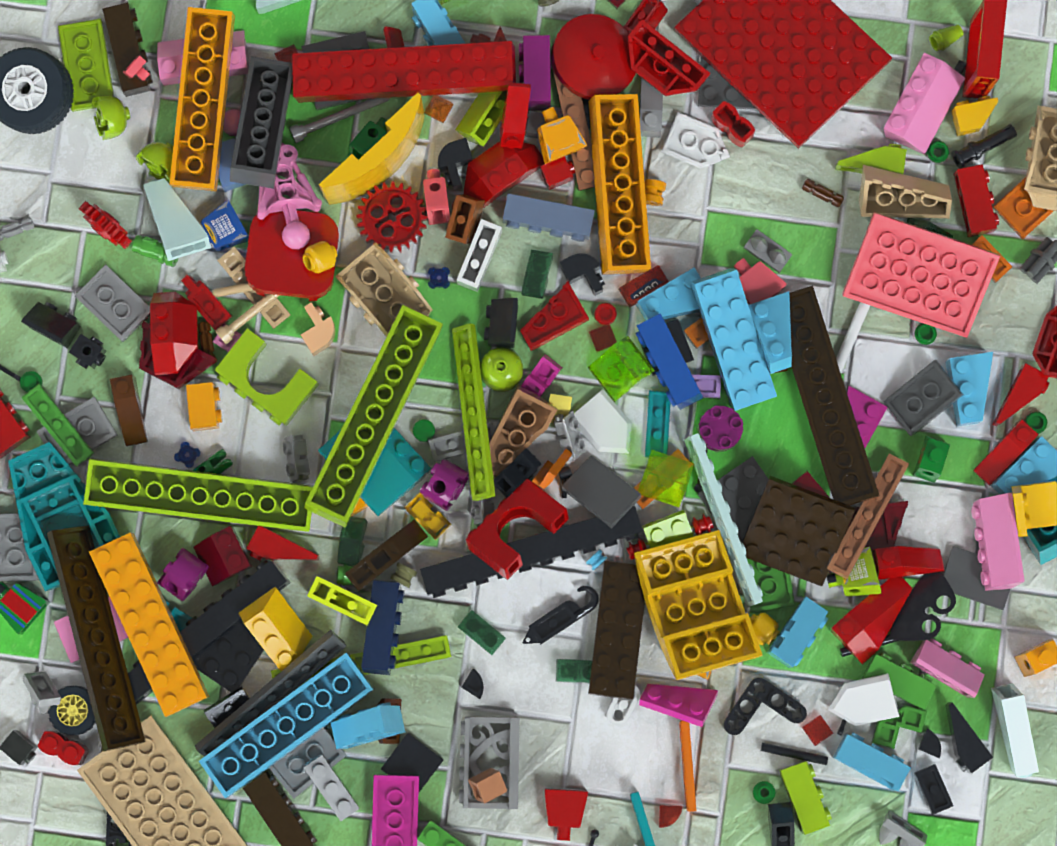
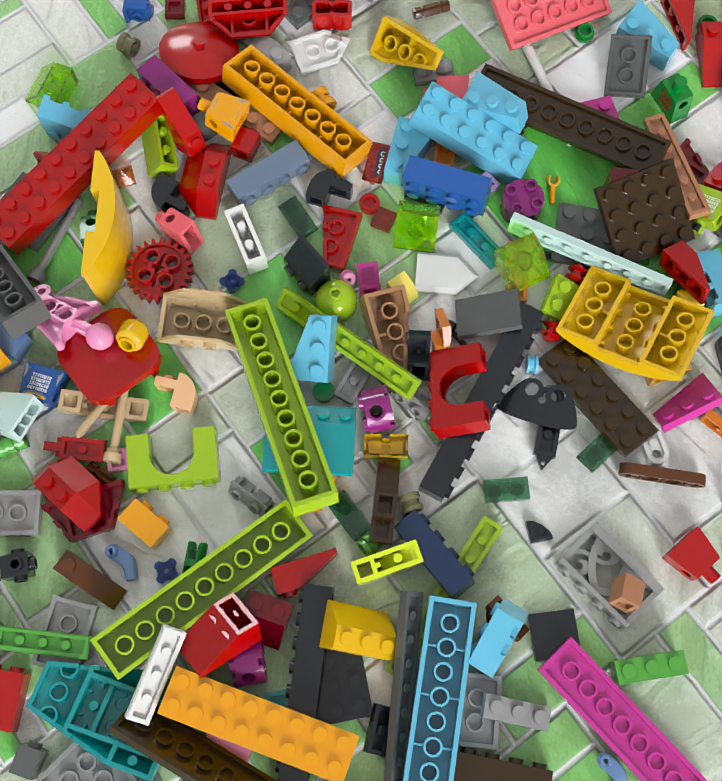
camera: 45 degrees left, 10 degrees down
(111, 524) = (155, 674): none -> white tile
(166, 418) = (125, 559): none -> medium blue arm
(177, 539) = (220, 635): none -> red slope
(443, 397) = (316, 350): none -> medium azure wedge
(464, 218) = (211, 223): dark orange brick -> none
(528, 359) = (345, 274): none -> bright pink piece
(568, 609) = (549, 414): none -> black piece
(569, 426) = (421, 293): light grey hinge -> none
(605, 732) = (662, 475): none -> reddish brown beam
(761, 205) = (404, 45): none -> yellow wedge
(761, 437) = (552, 187): none -> light orange hand
(785, 596) = (685, 268): none -> red slope

